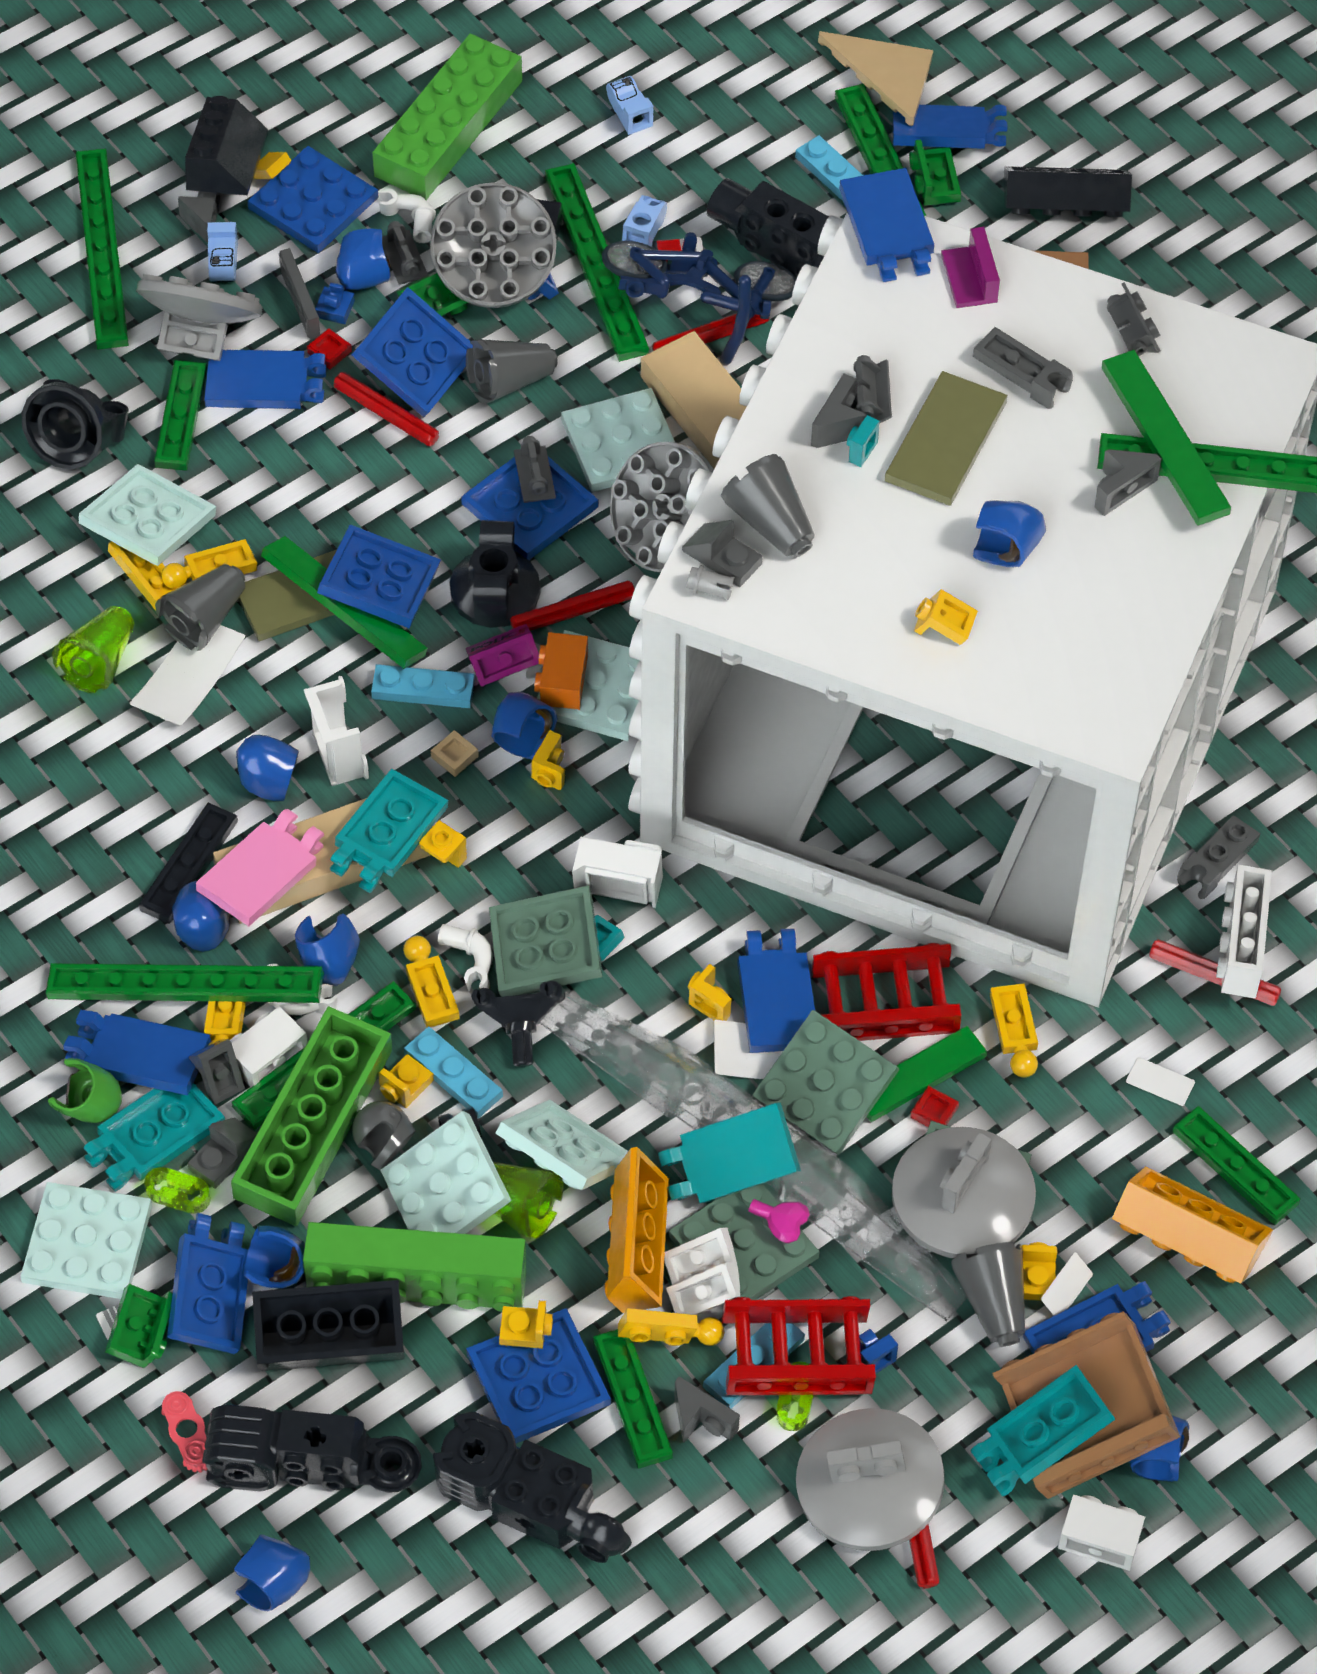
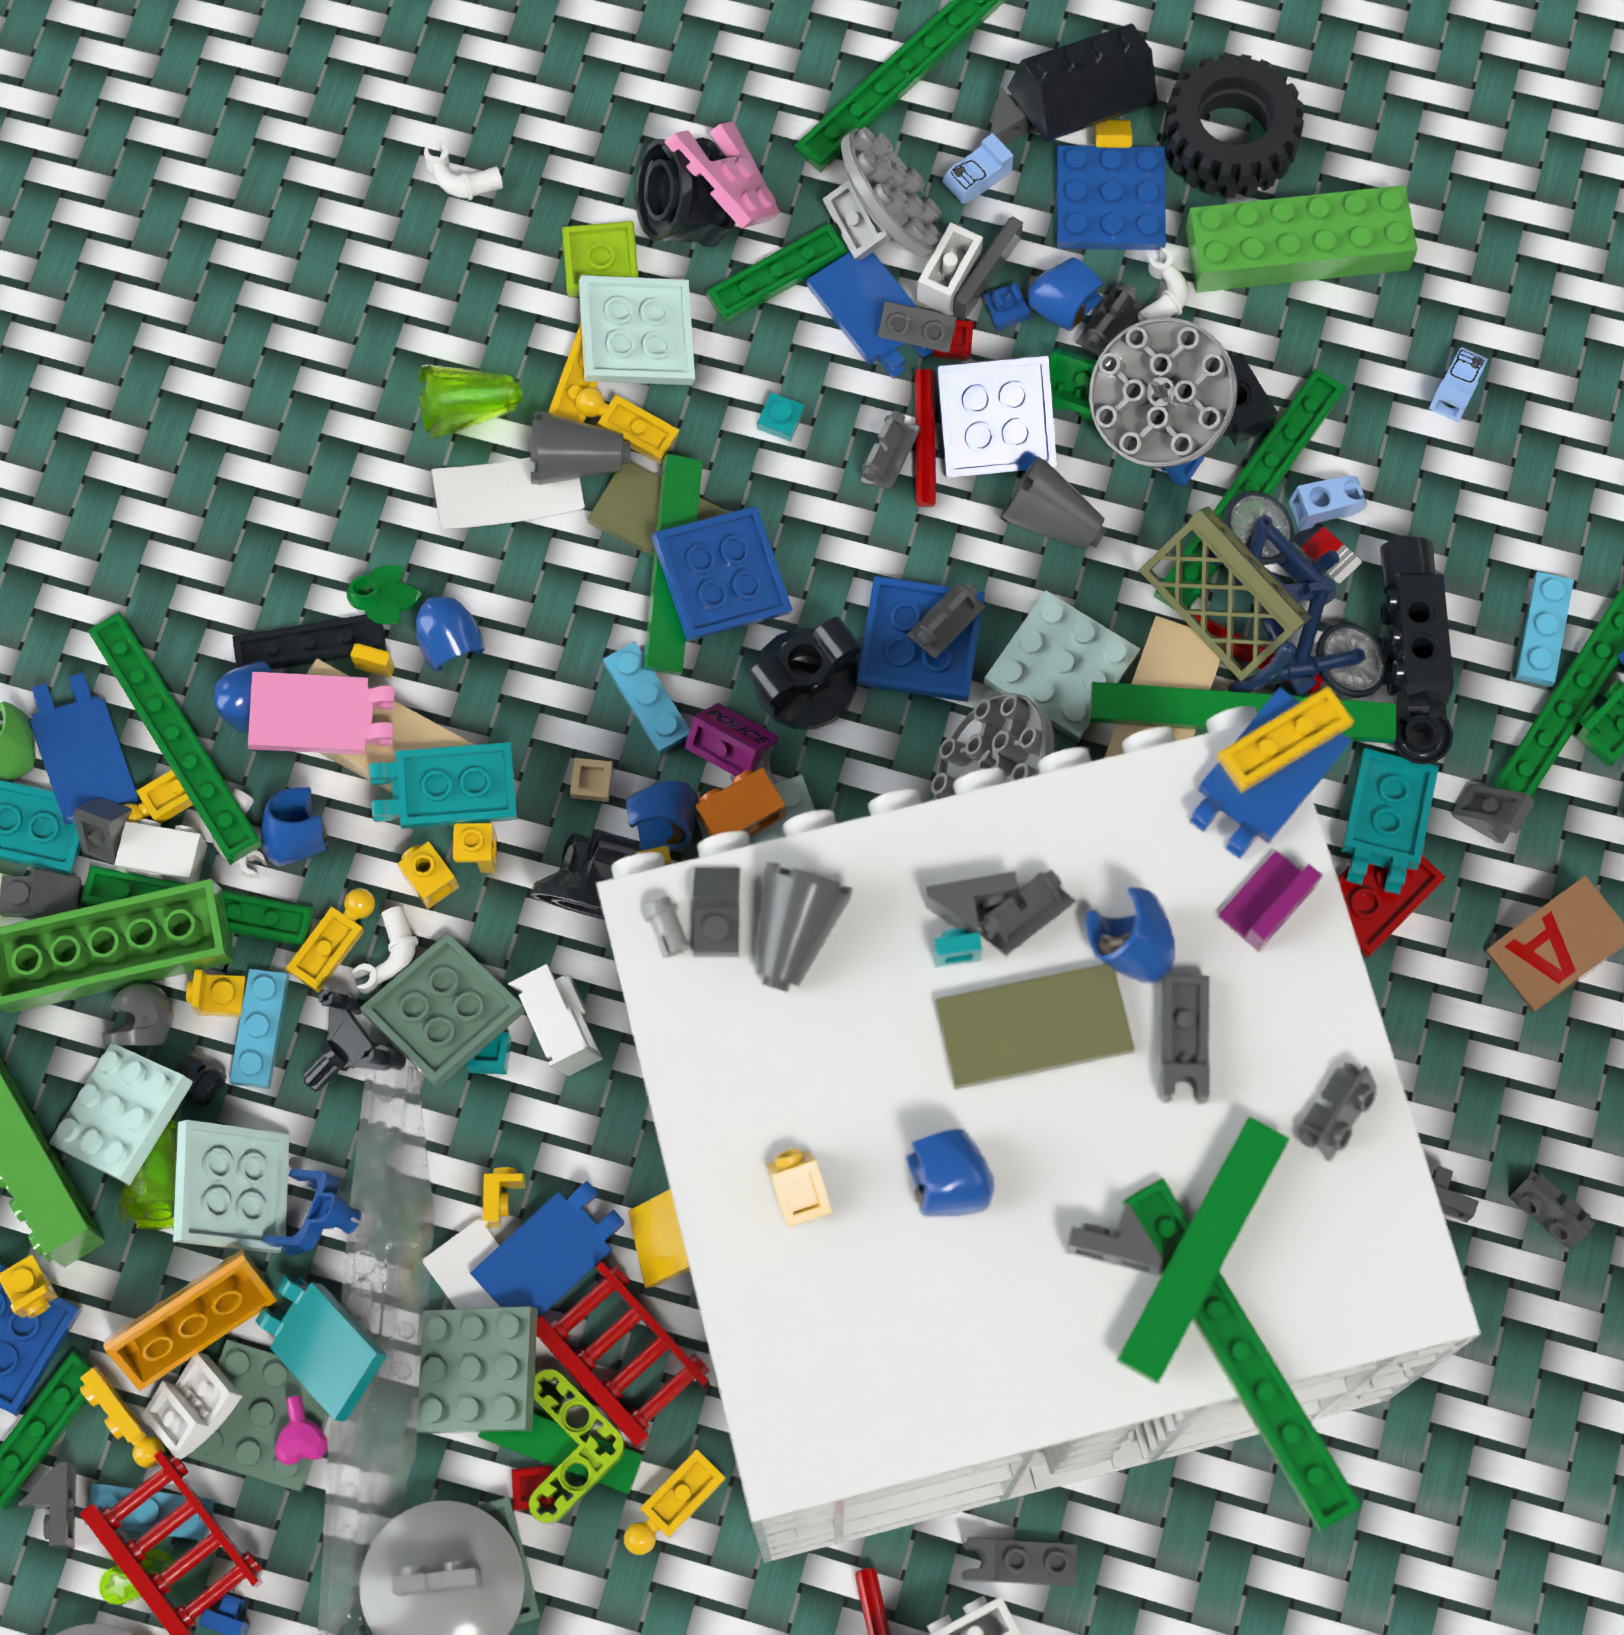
camera: 55 degrees right, 15 degrees up
(58, 507) = (599, 251): none -> lime tile
(94, 380) = (734, 179): none -> bright pink wing
(198, 793) = (383, 595): none -> green plate
(241, 825) = (372, 660): none -> yellow tile
(282, 311) = (949, 268): none -> white brick
(290, 480) = (780, 417): none -> teal plate
(307, 352) = (917, 326): none -> dark grey hinge
(330, 67) = (1242, 86): none -> black tyre
(337, 745) = (525, 669): white piece -> none
(378, 432) = (890, 453): none -> dark grey hinge
(434, 892) = (427, 874): none -> yellow brick
(537, 782) = (582, 866): none -> black piece
(575, 606) = (831, 760): red axle -> none
(638, 1089) = (325, 1213): none -> blue piece
(667, 272) = (1247, 570): none -> olive fence
(722, 378) = (1193, 707): none -> green tile
(827, 909) = (658, 1240): none -> yellow tile
(877, 195) = (1285, 739): none -> yellow tile
(938, 1053) = (583, 1454): none -> lime beam
(944, 345) = (1137, 944): none -> blue piece

